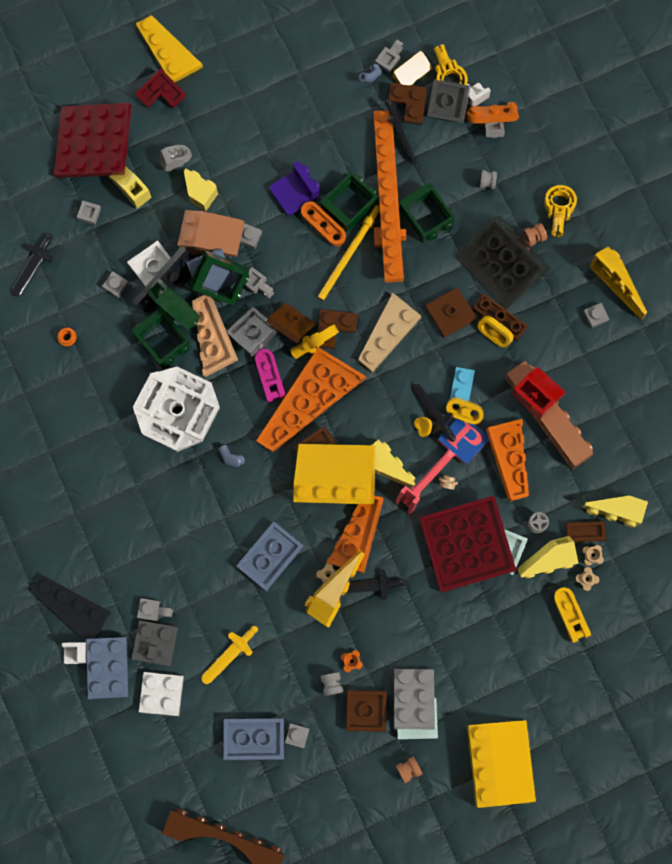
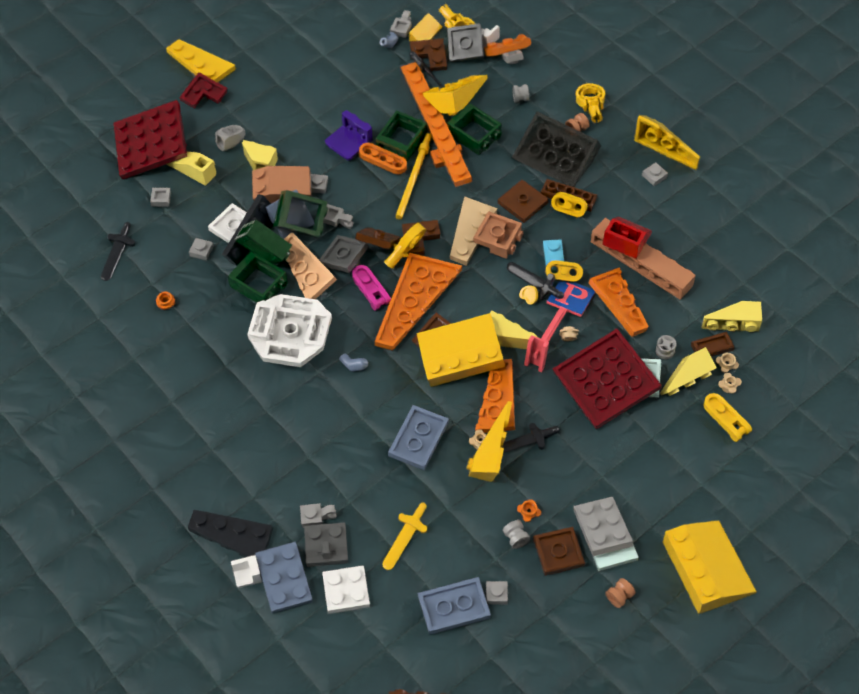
camera: 15 degrees left, 20 degrees down
(412, 349) = (498, 234): none -> nougat plate
(418, 167) = (455, 95): none -> yellow wedge

